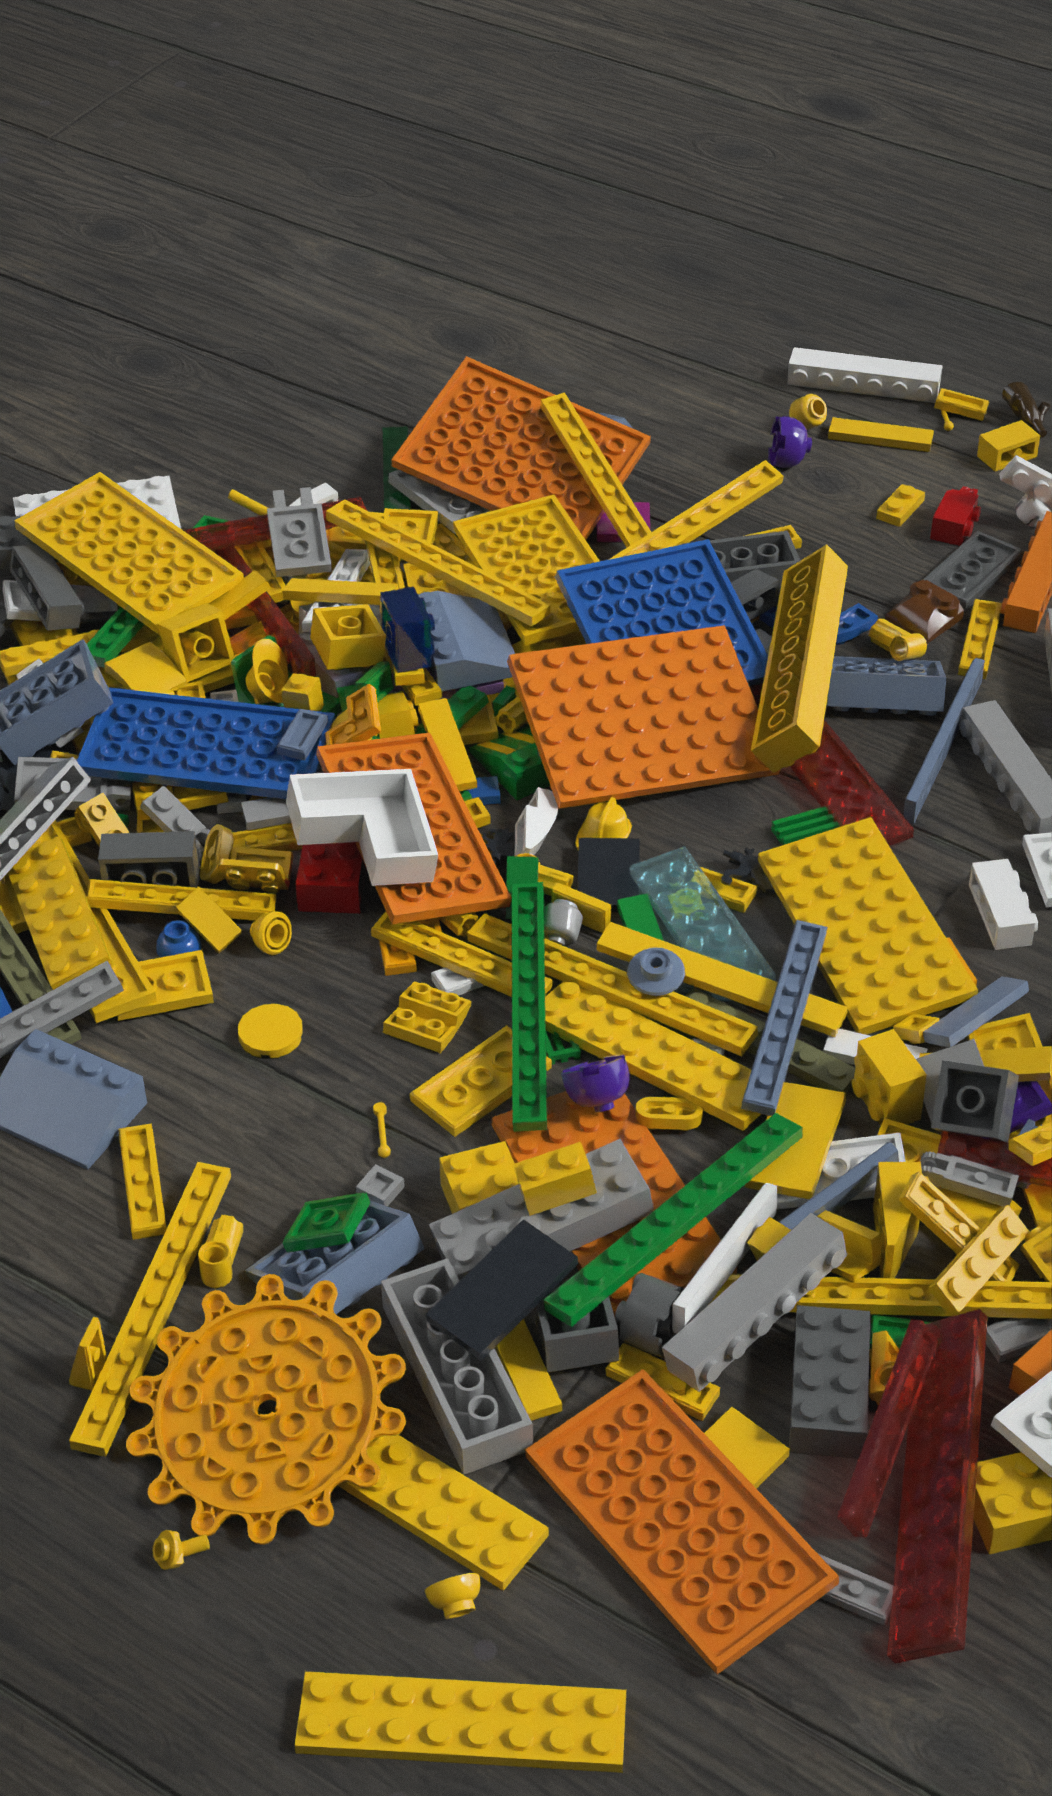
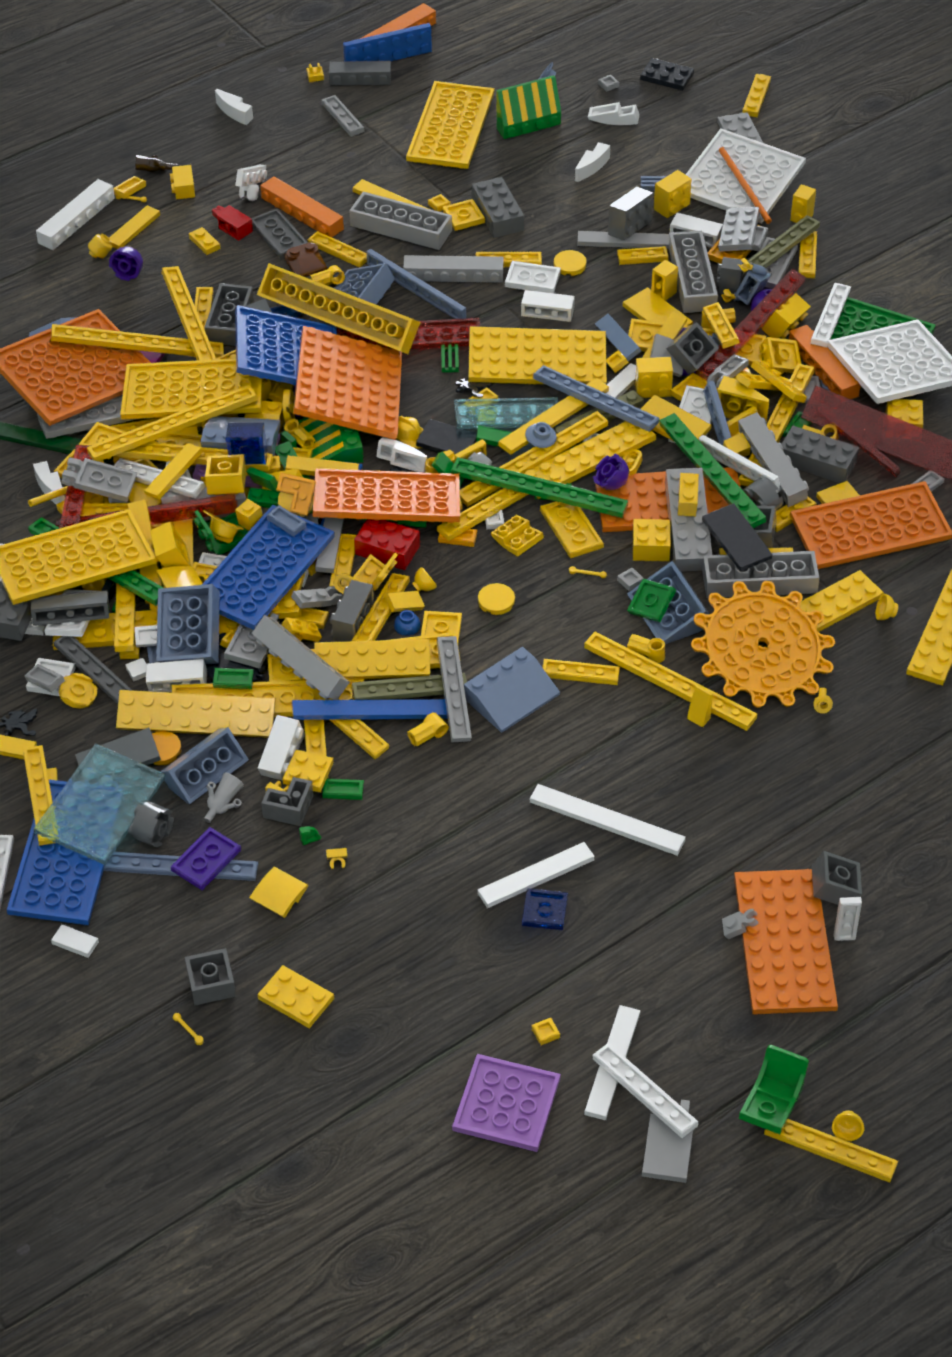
camera: 70 degrees left, 5 degrees up
(369, 808) = (397, 493): white piece -> none

